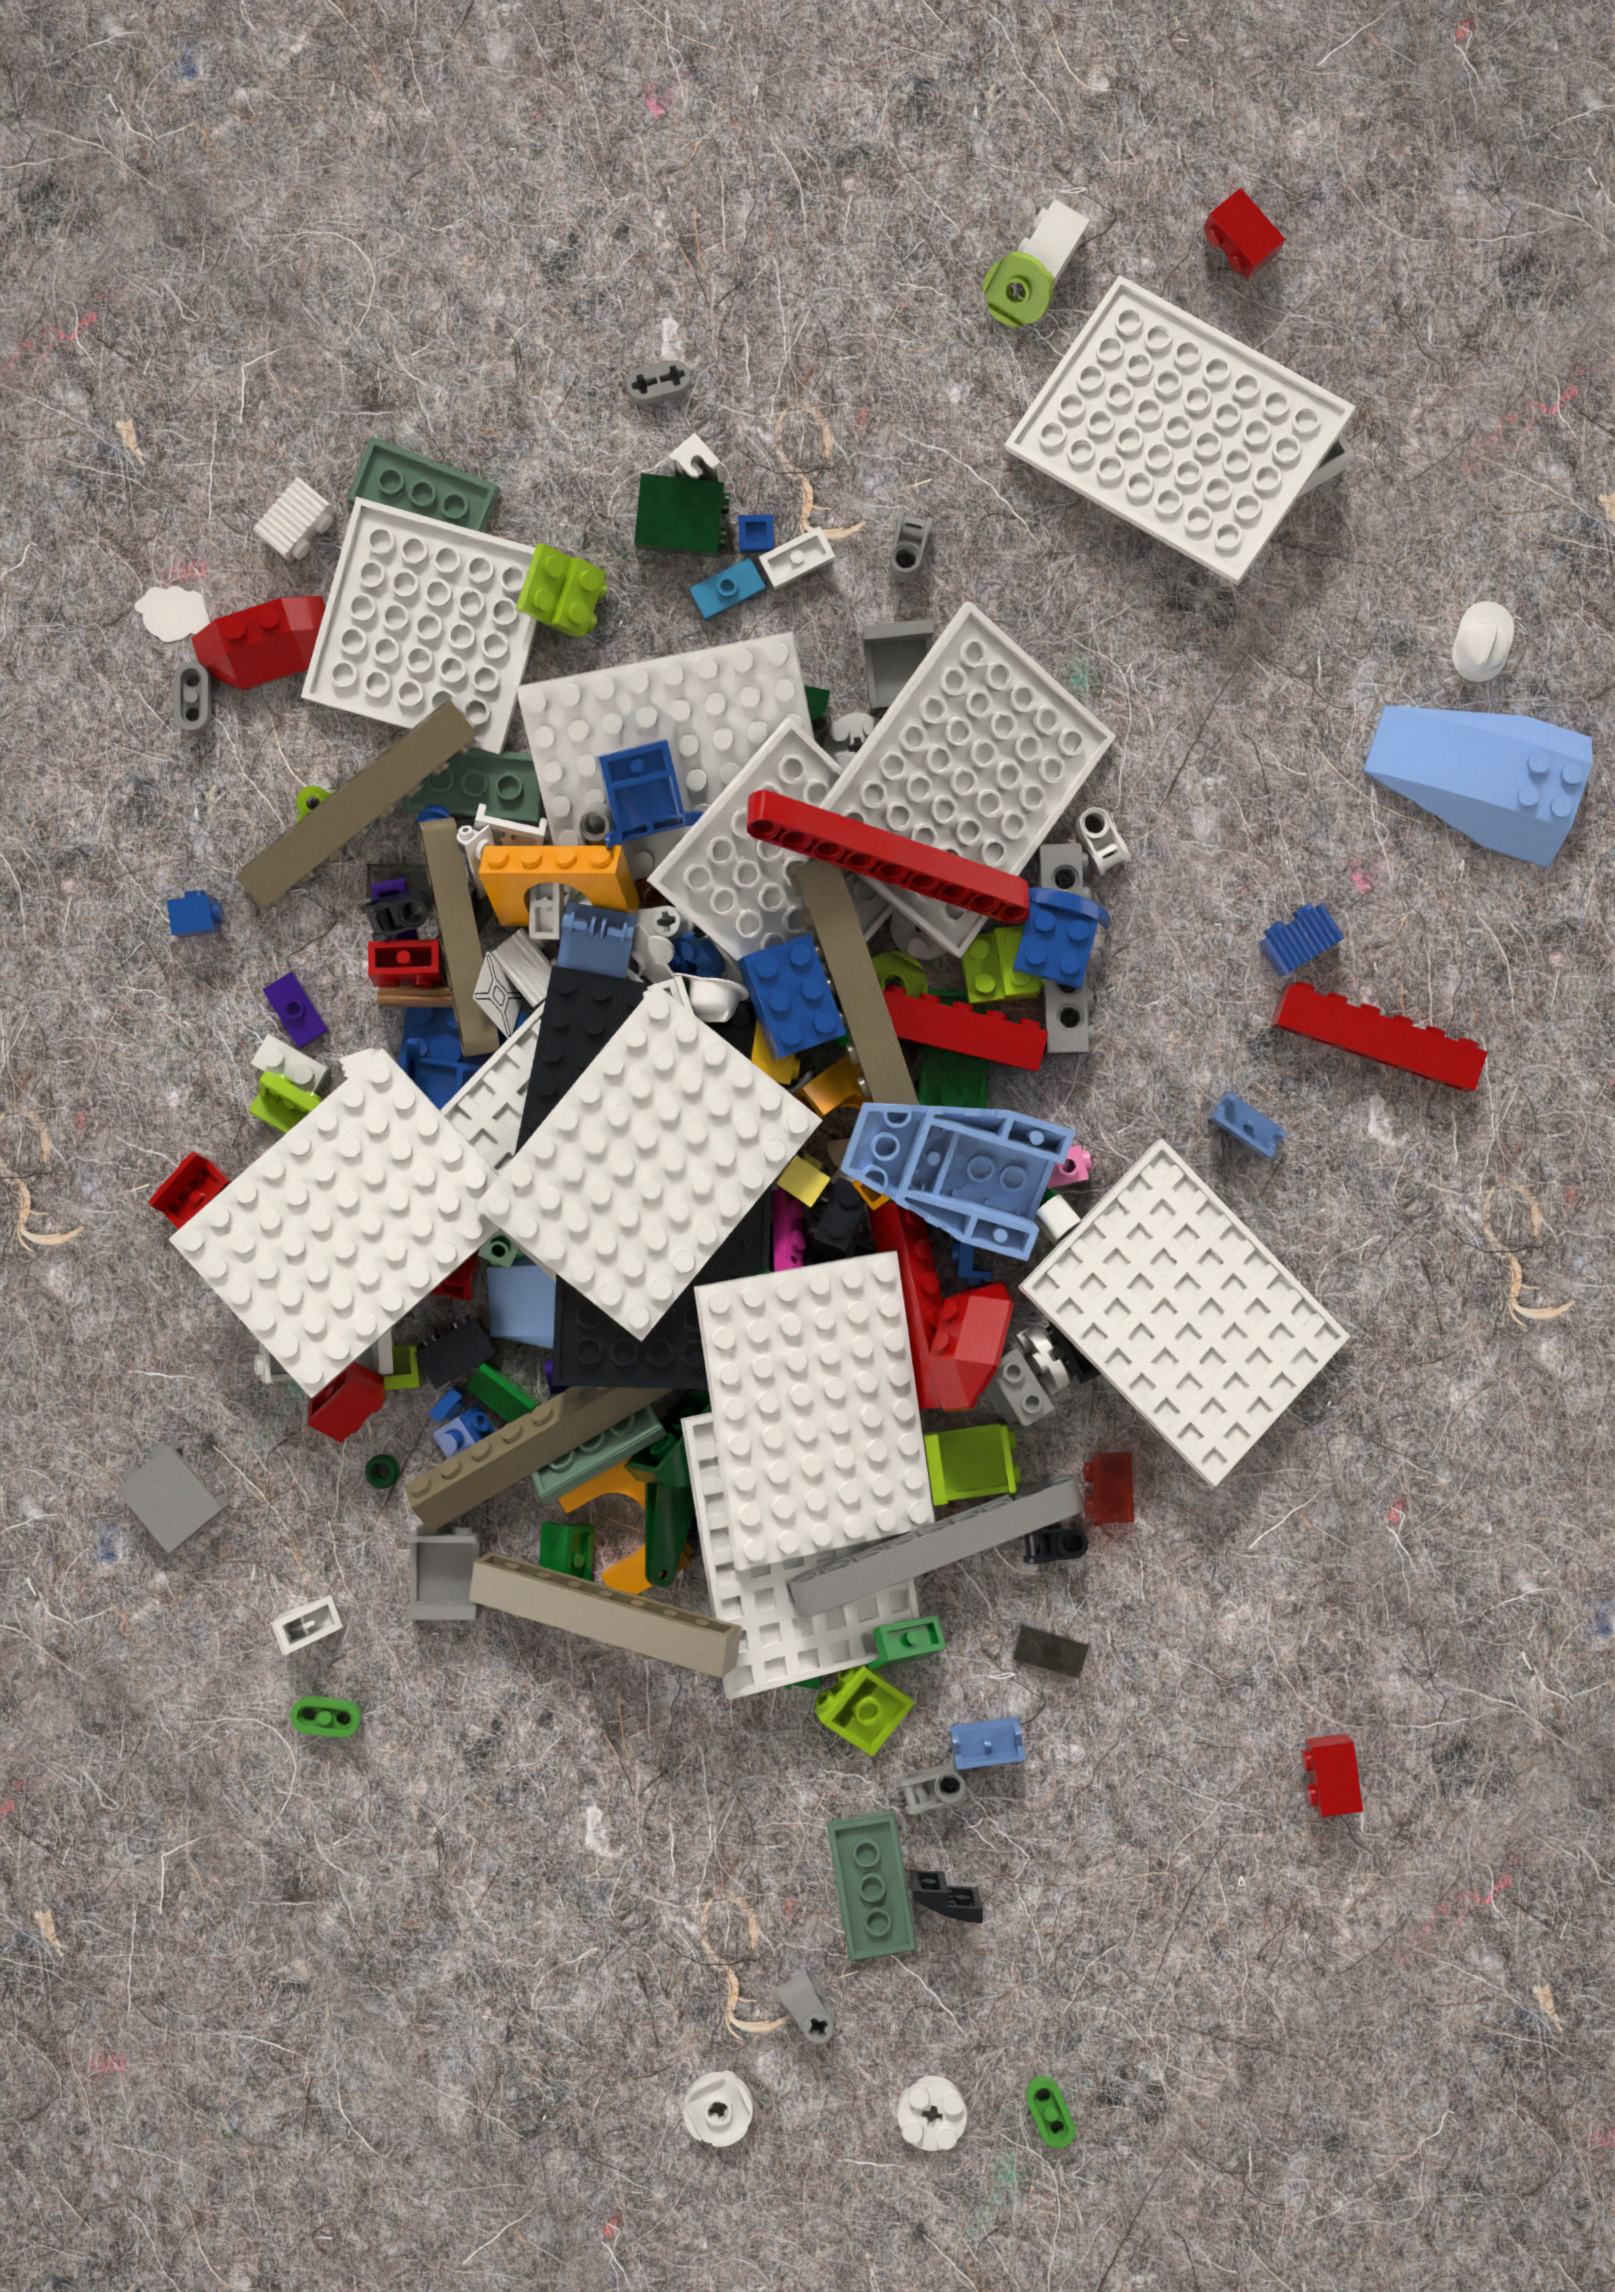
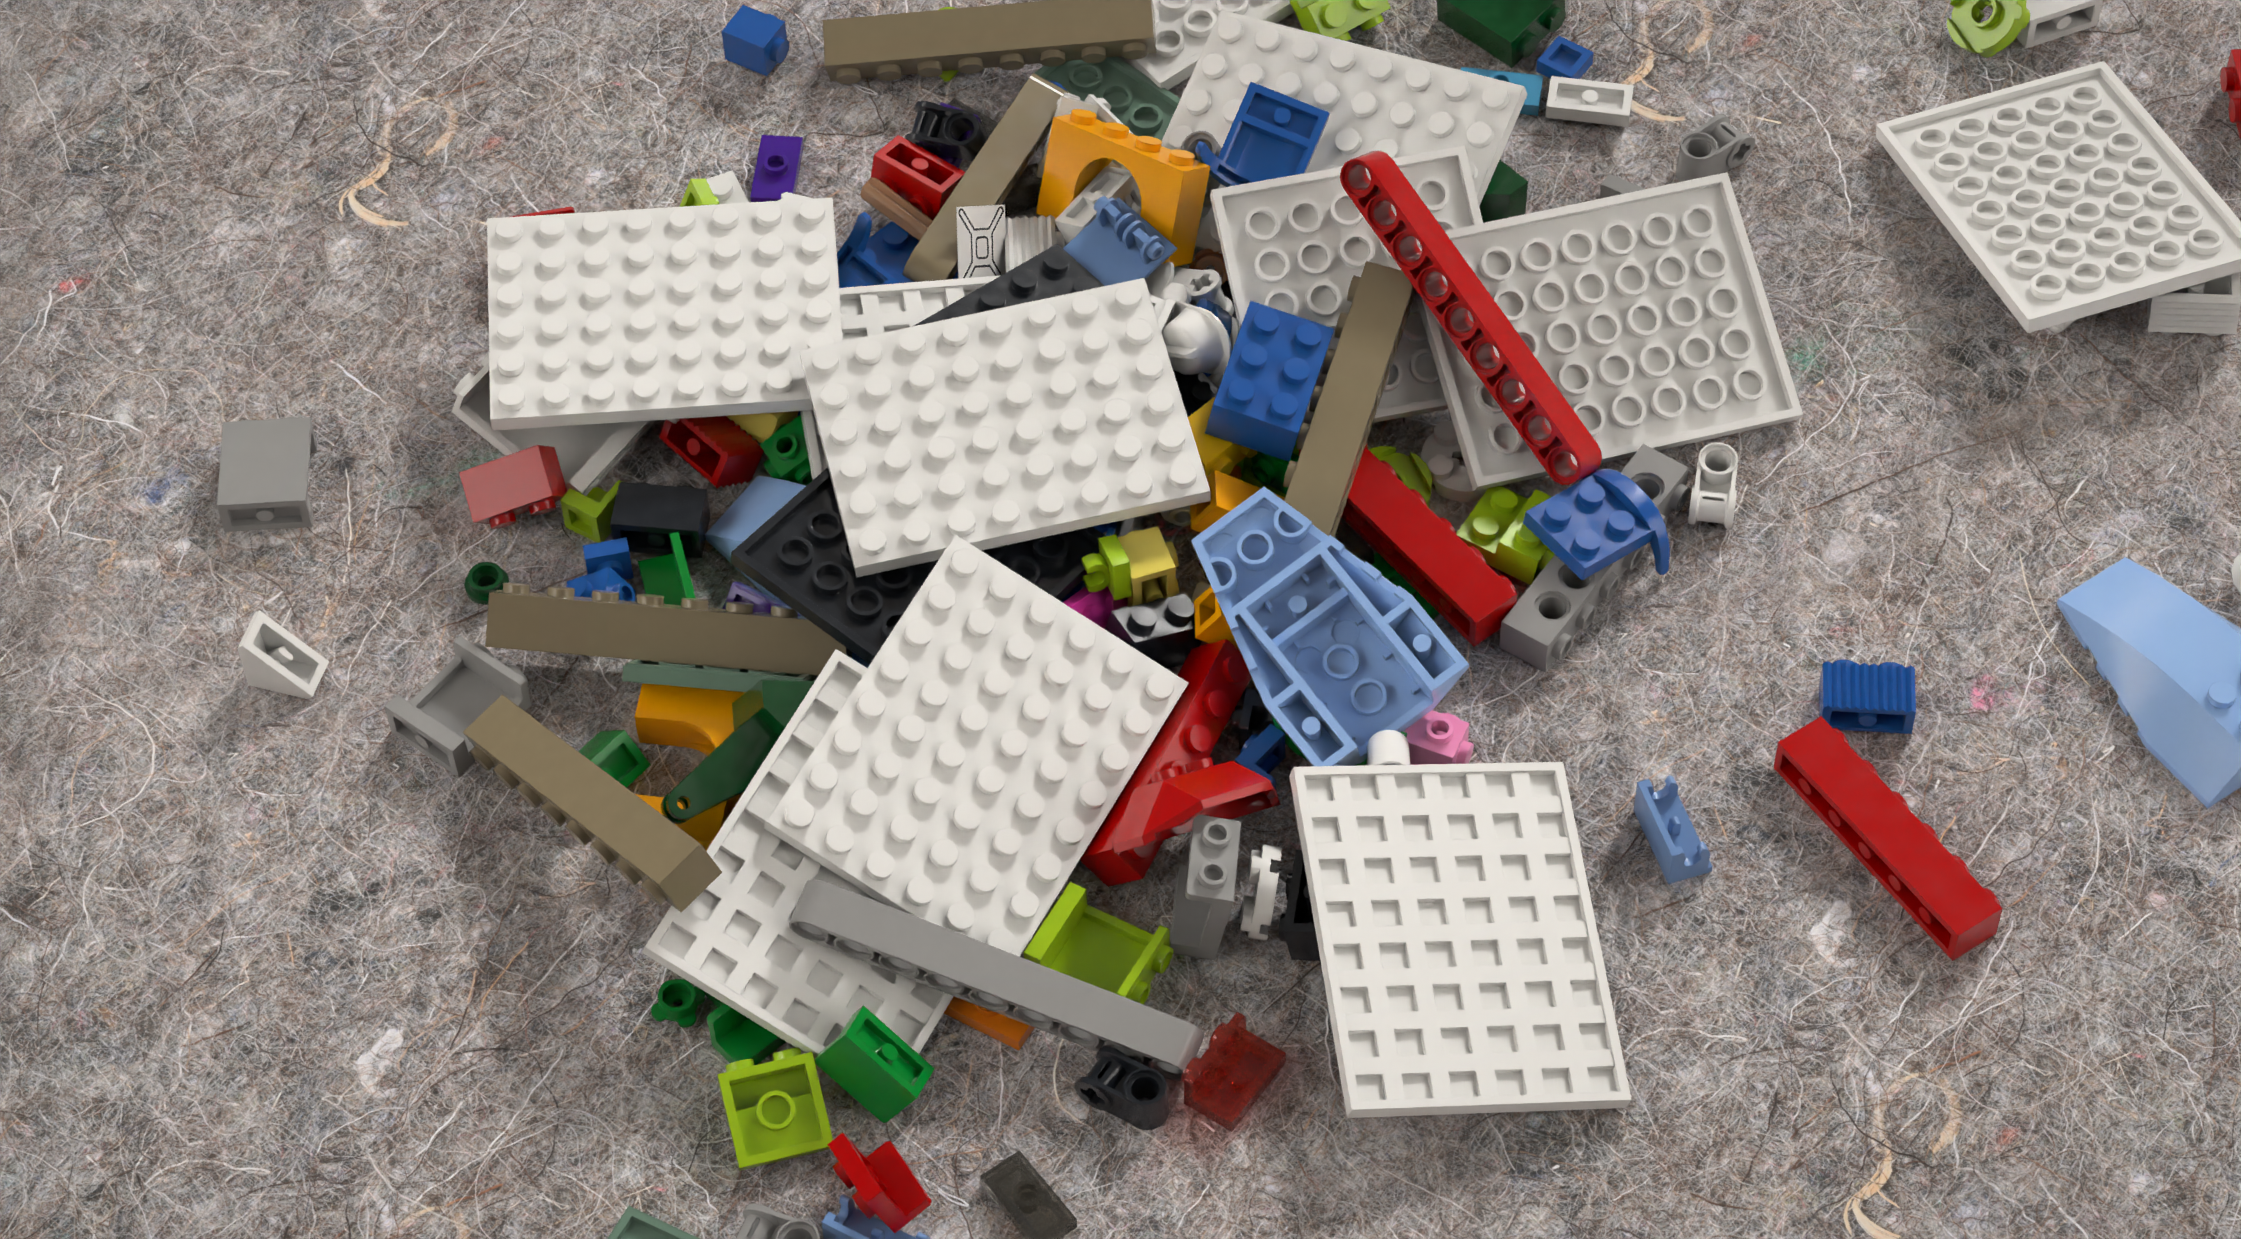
camera: 40 degrees right, 35 degrees down
(327, 1716) = (220, 760): bright green plate -> none
(786, 1206) = (1110, 569): none -> lime tile
(964, 1713) = (882, 1182): none -> red bracket

